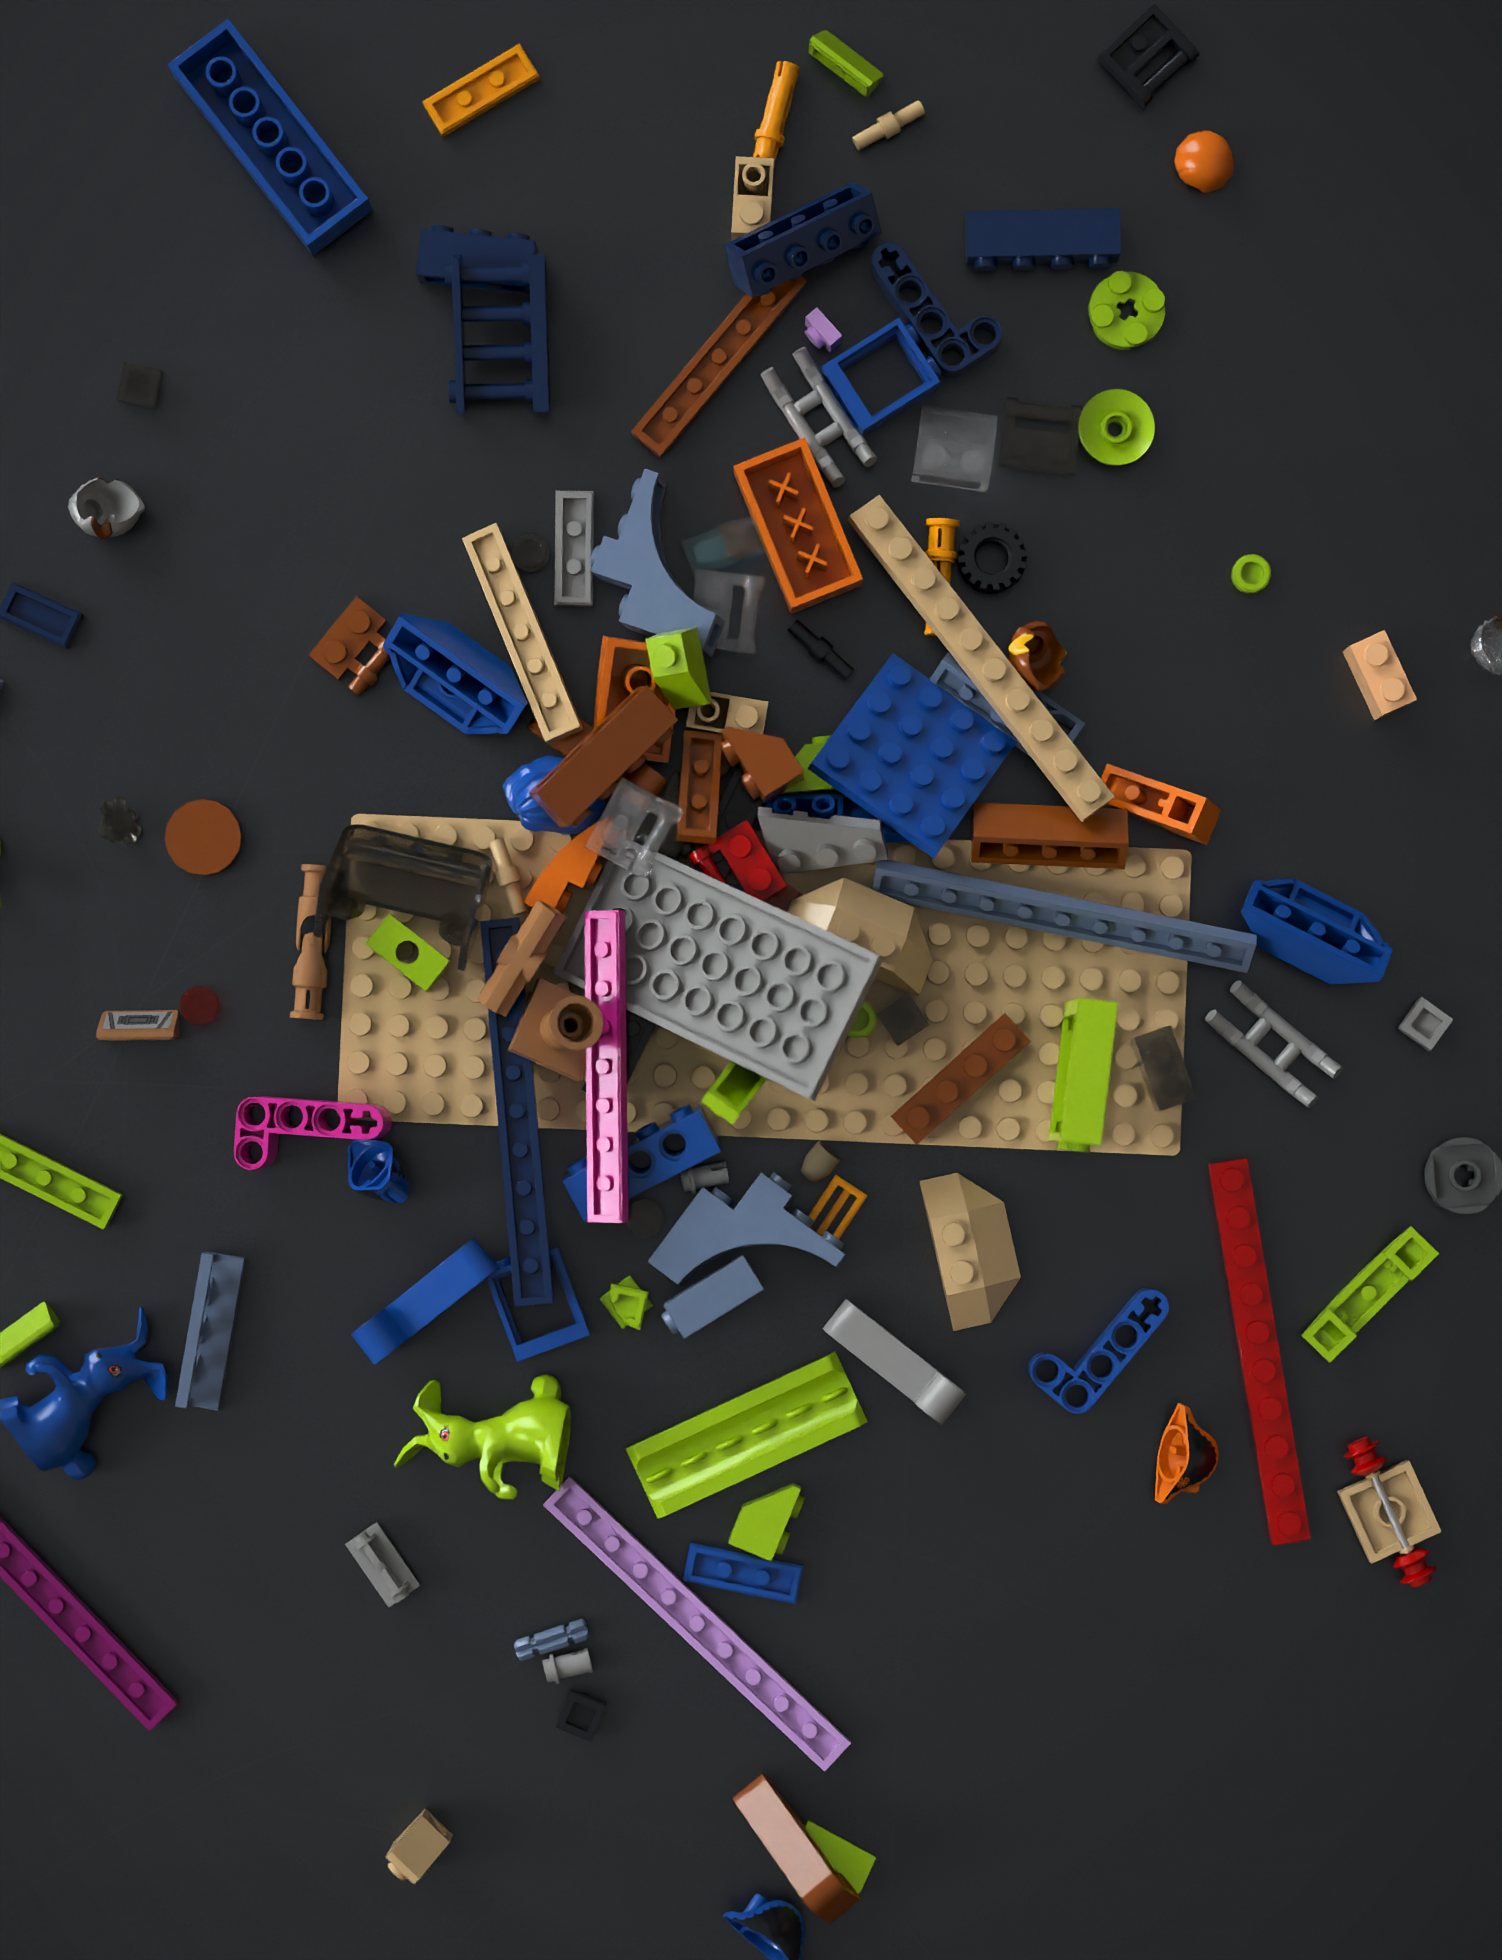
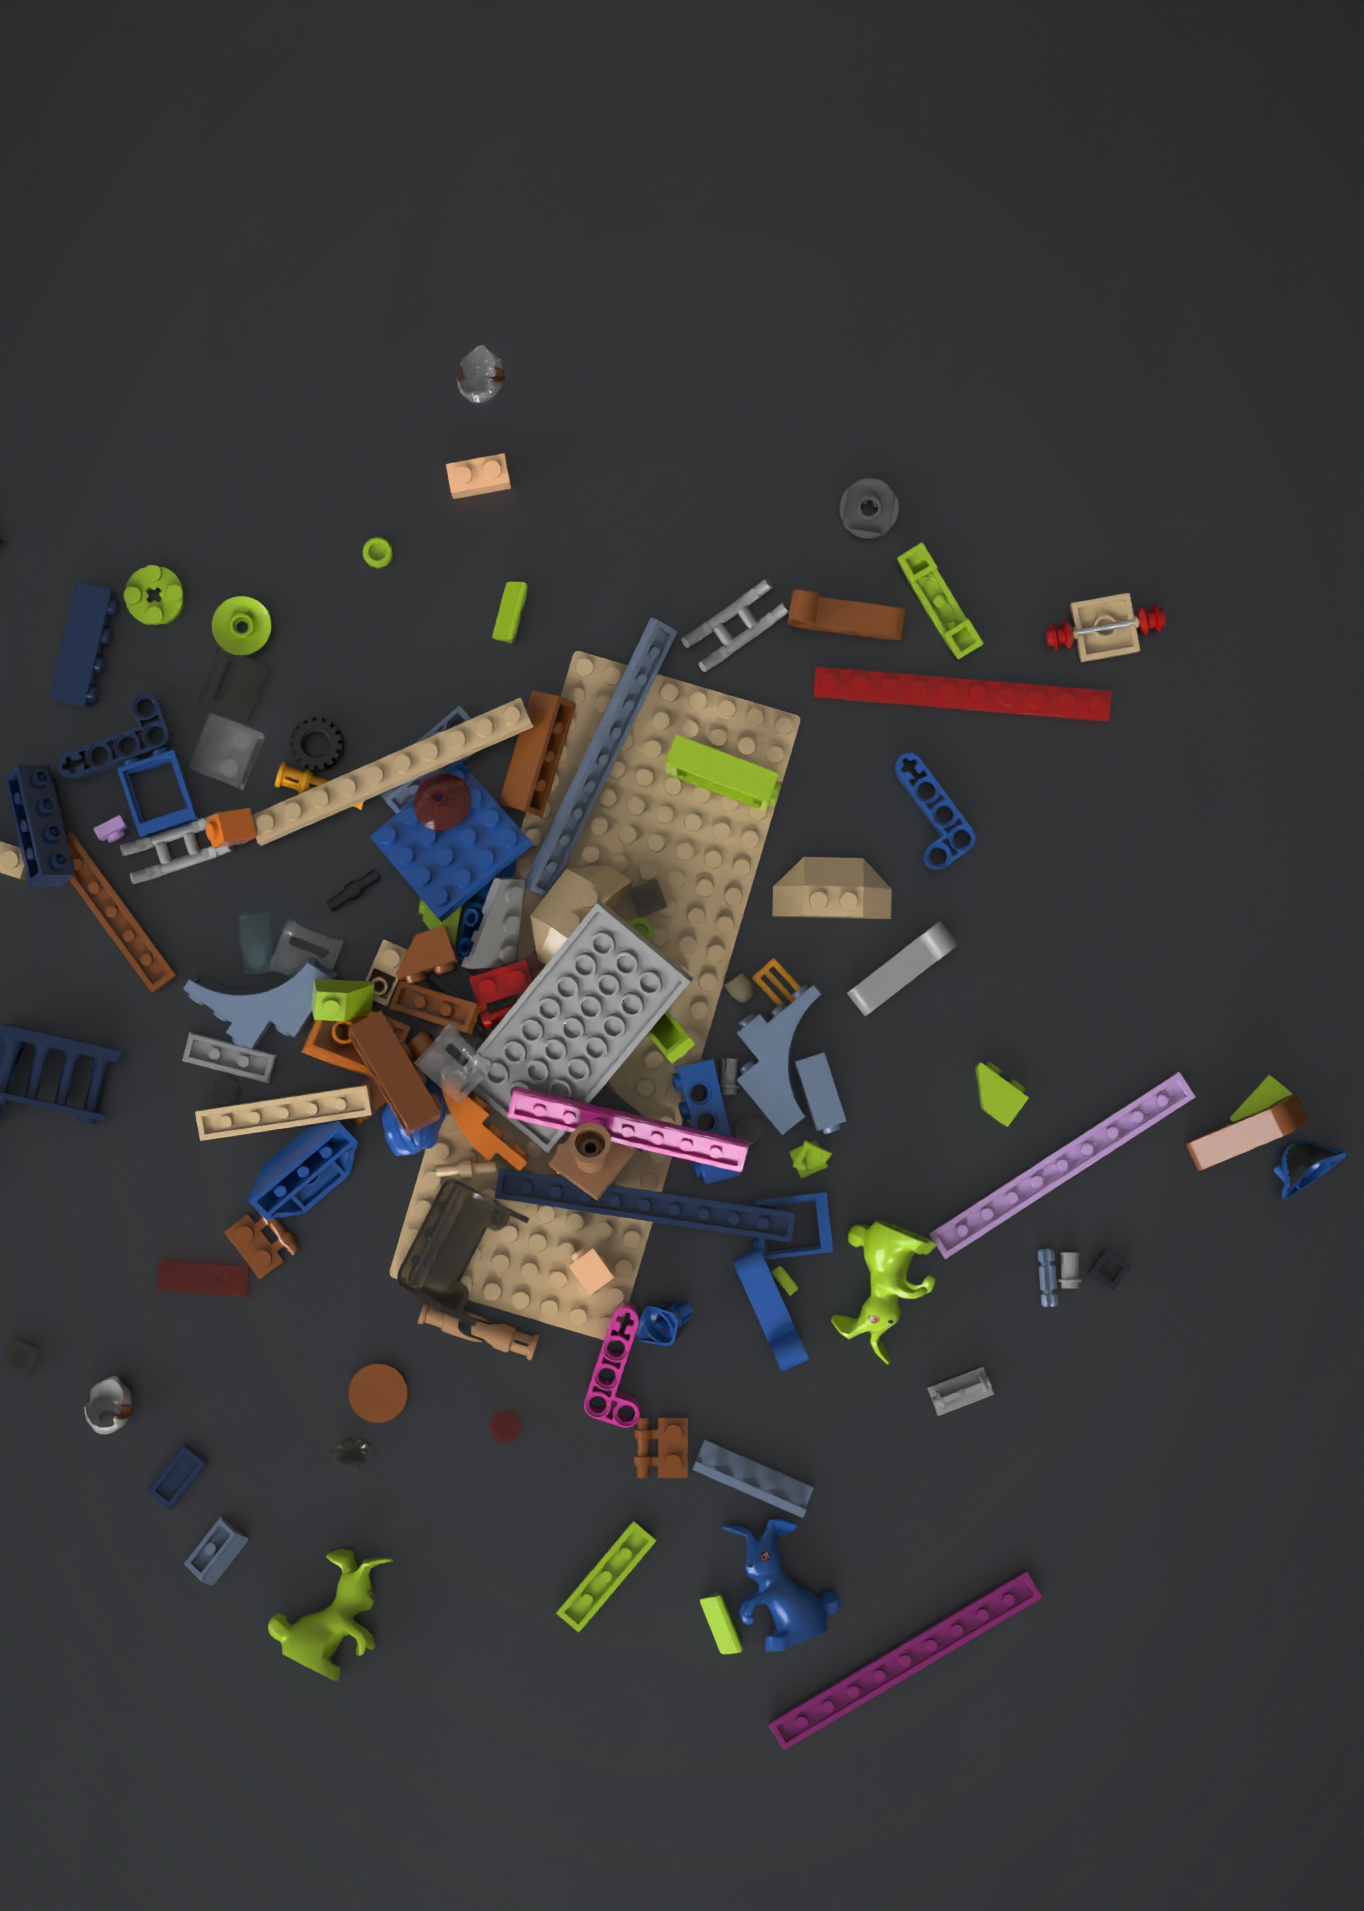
camera: 80 degrees left, 0 degrees up
(139, 1025) = (508, 1476): slope -> none
(224, 1220) = (672, 1447): none -> dark orange plate
(292, 585) = (203, 1278): none -> clear red tile
(418, 1847) = (1177, 1415): tan slope -> none
(420, 1063) = (591, 1269): none -> light nougat brick
(429, 964) = (518, 1245): lime piece -> none
(467, 1309) = (784, 1279): none -> lime tile
(521, 958) = (531, 1172): medium nougat piece -> none
(743, 1572) = (1033, 1121): blue tile -> none
(746, 1435) = (930, 1093): lime plate -> none
(798, 525) = (255, 884): orange brick -> none
(859, 476) = (230, 828): none -> orange brick
(948, 742) = (447, 812): none -> clear red dish
(960, 1078) = (703, 866): dark orange plate -> none
(1037, 655) = (399, 728): dark orange hair -> none
(1162, 804) = (534, 663): orange slope -> none
(1162, 1068) = (733, 712): clear smoke brick -> none
(1184, 1456) = (1026, 769): orange hat -> none
(1205, 161) = (56, 508): orange hair -> none
(1218, 758) = (510, 612): none -> lime slope
(1315, 932) = (659, 573): blue wedge -> none
(1319, 1180) = (845, 616): none -> dark orange beam
(1425, 1023) = (748, 508): light grey plate -> none

